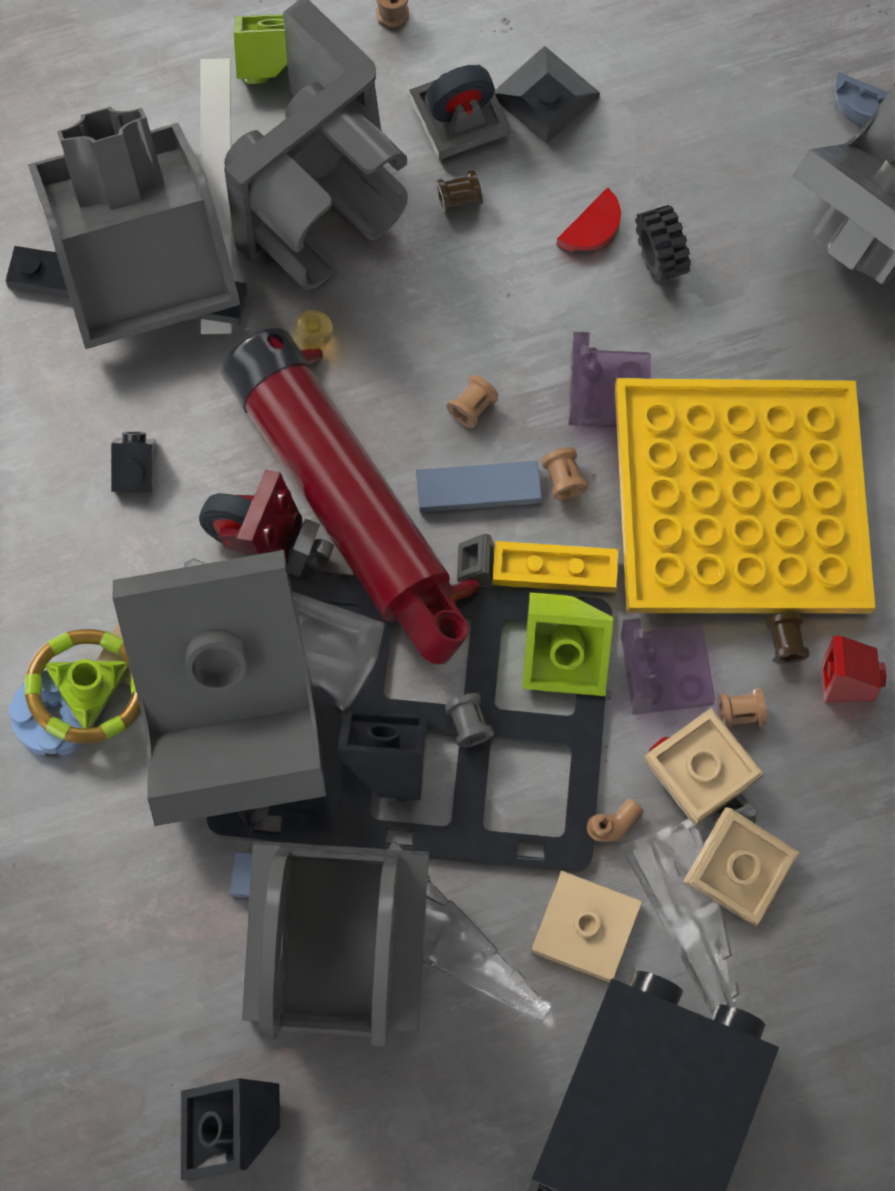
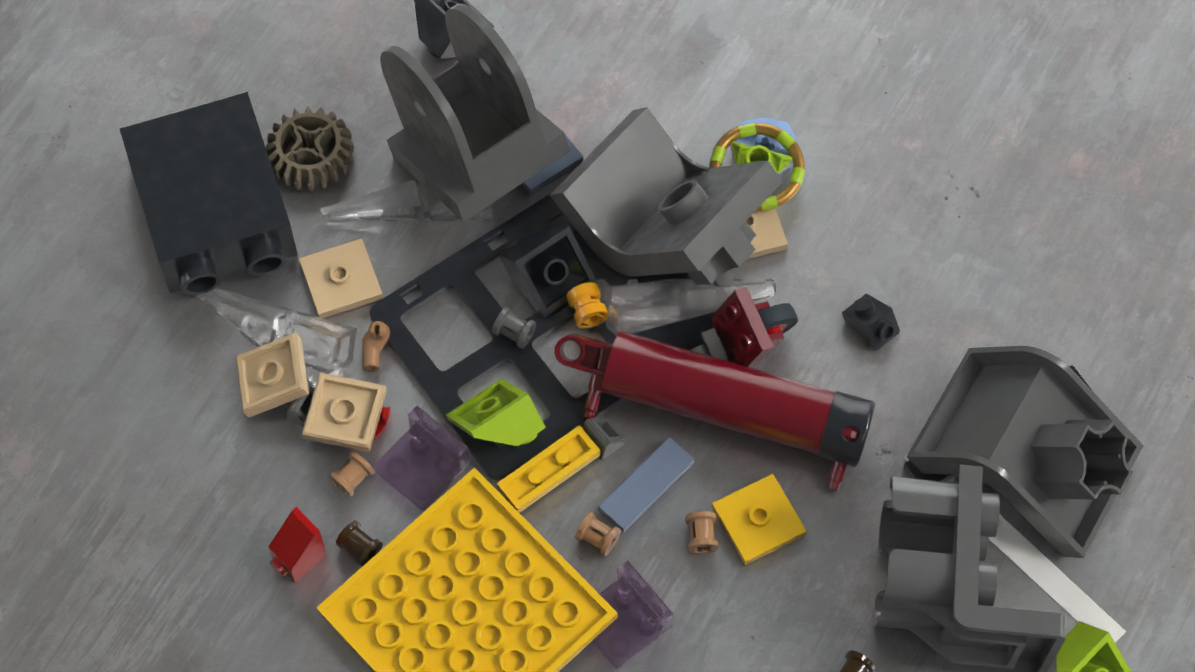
camera: 140 degrees right, 5 degrees down
(313, 330) = (850, 497): clear yellow piece -> none
(380, 683) = (587, 306): none -> light orange wheel
(409, 378) = (759, 519): none -> yellow plate
(521, 1097) = (312, 132): none -> dark tan gear

